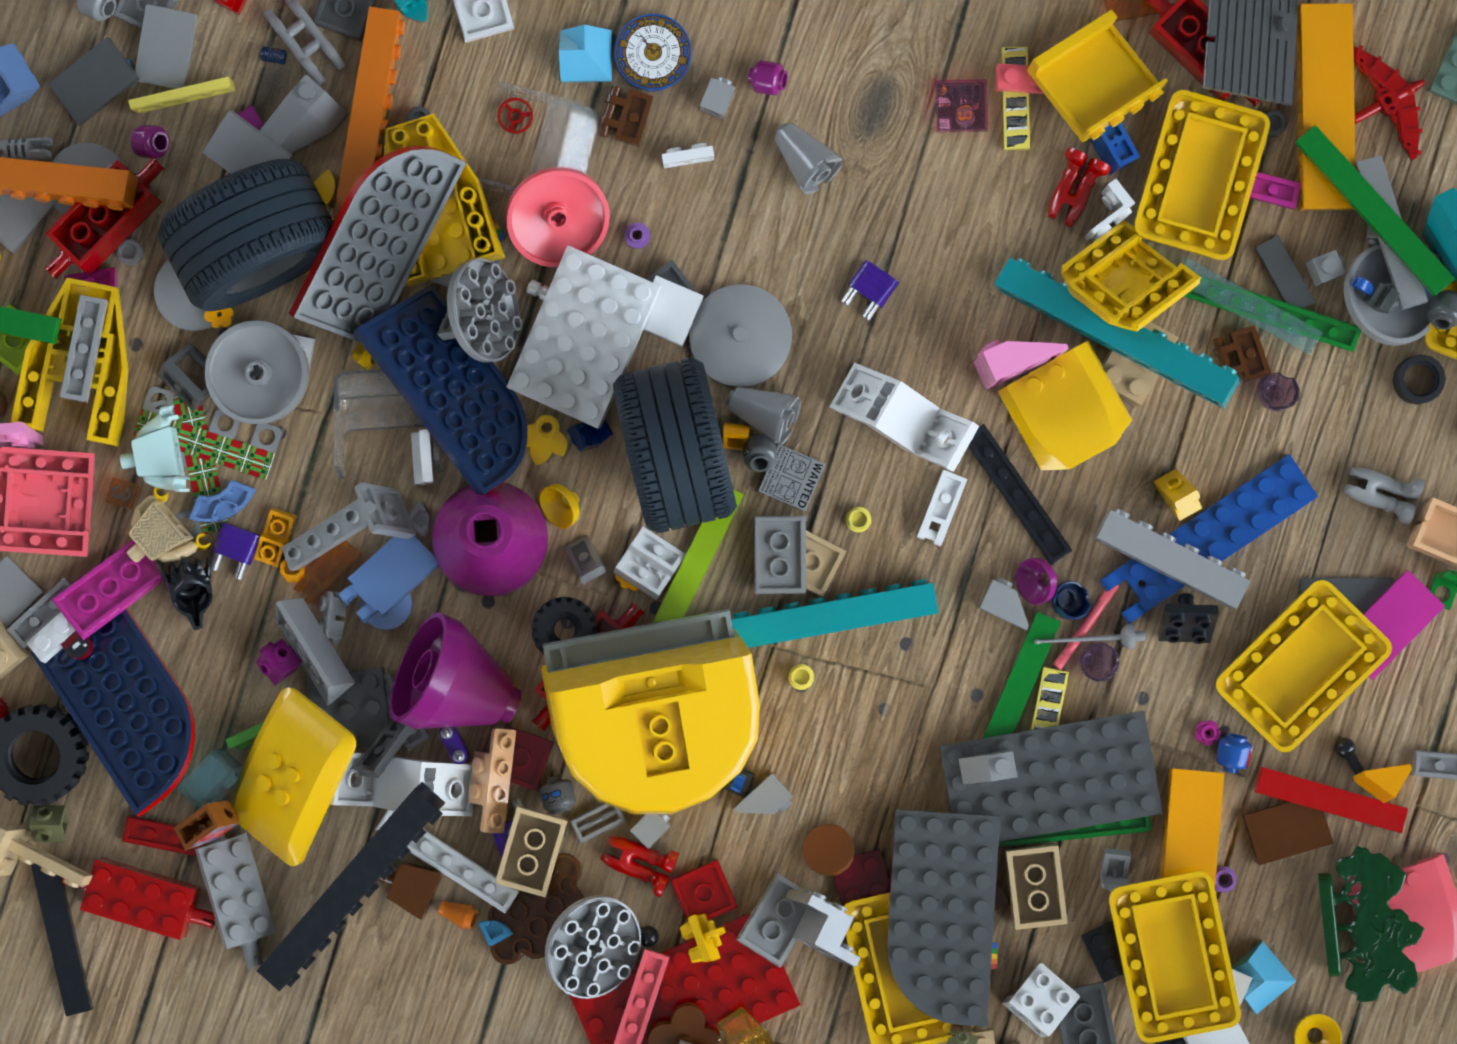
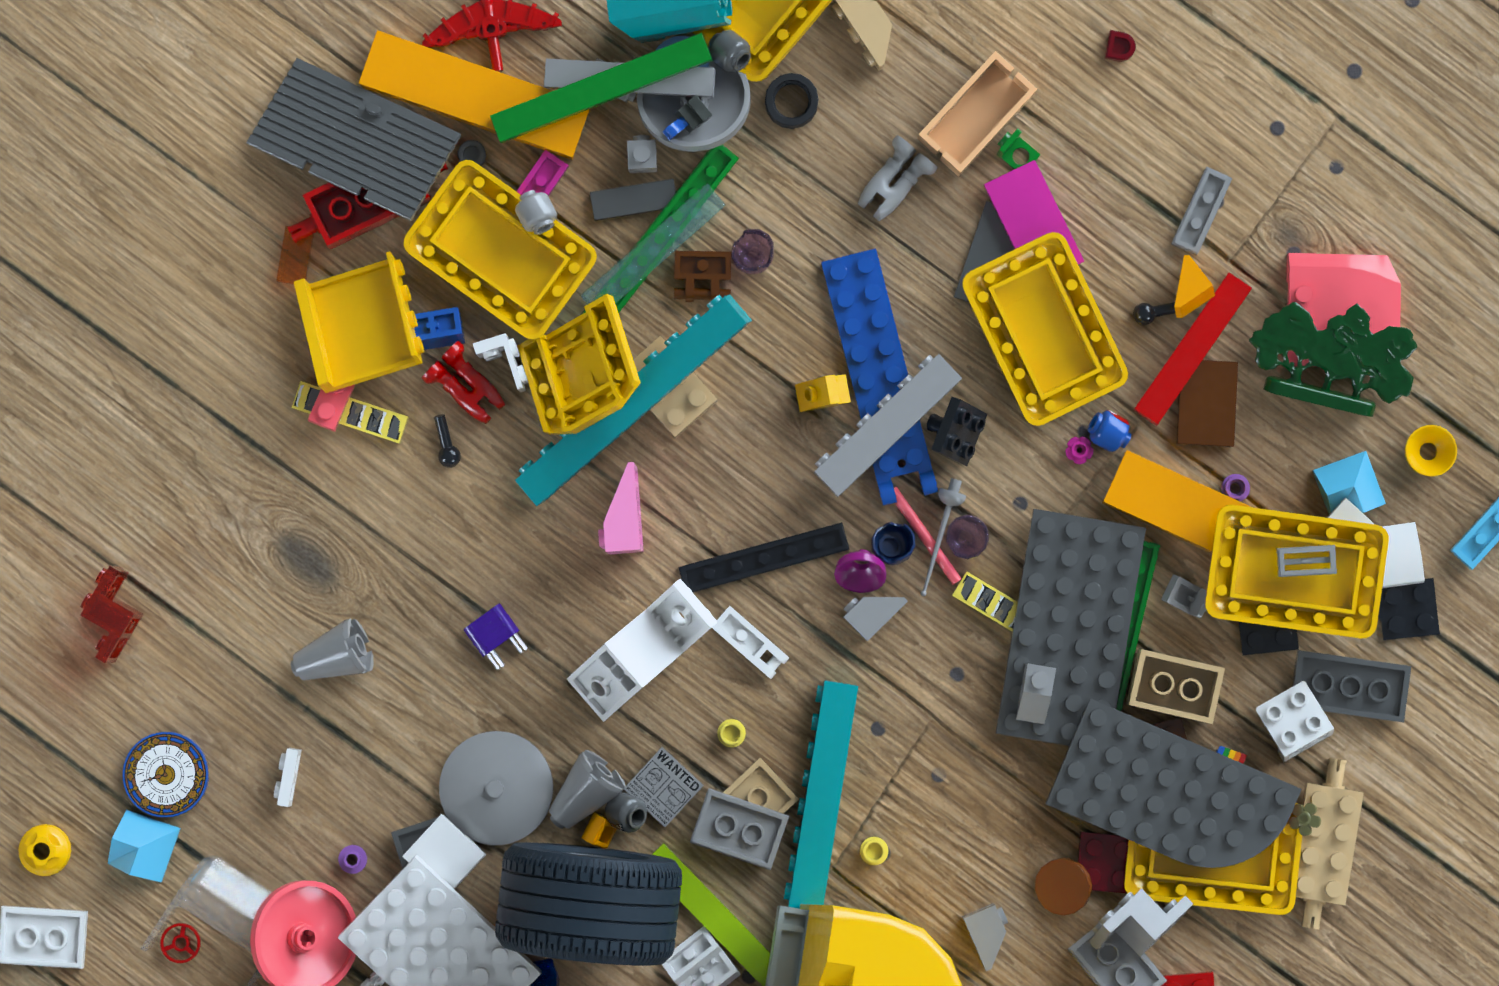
camera: 75 degrees left, 0 degrees up
(633, 117) = (228, 820): reddish brown plate -> none
(717, 97) = (238, 723): light grey brick -> none
(740, 783) = (960, 954): piece -> none
(768, 77) = (236, 663): magenta head -> none
(961, 105) = (337, 471): clear pink tile -> none
(1009, 195) = (449, 455): none -> black bar
(1022, 676) = (954, 620): green tile -> none
(1067, 409) = (694, 477): yellow wedge -> none
(1196, 983) = (1331, 559): none -> light grey tile
(1247, 193) = (536, 212): none -> light grey head

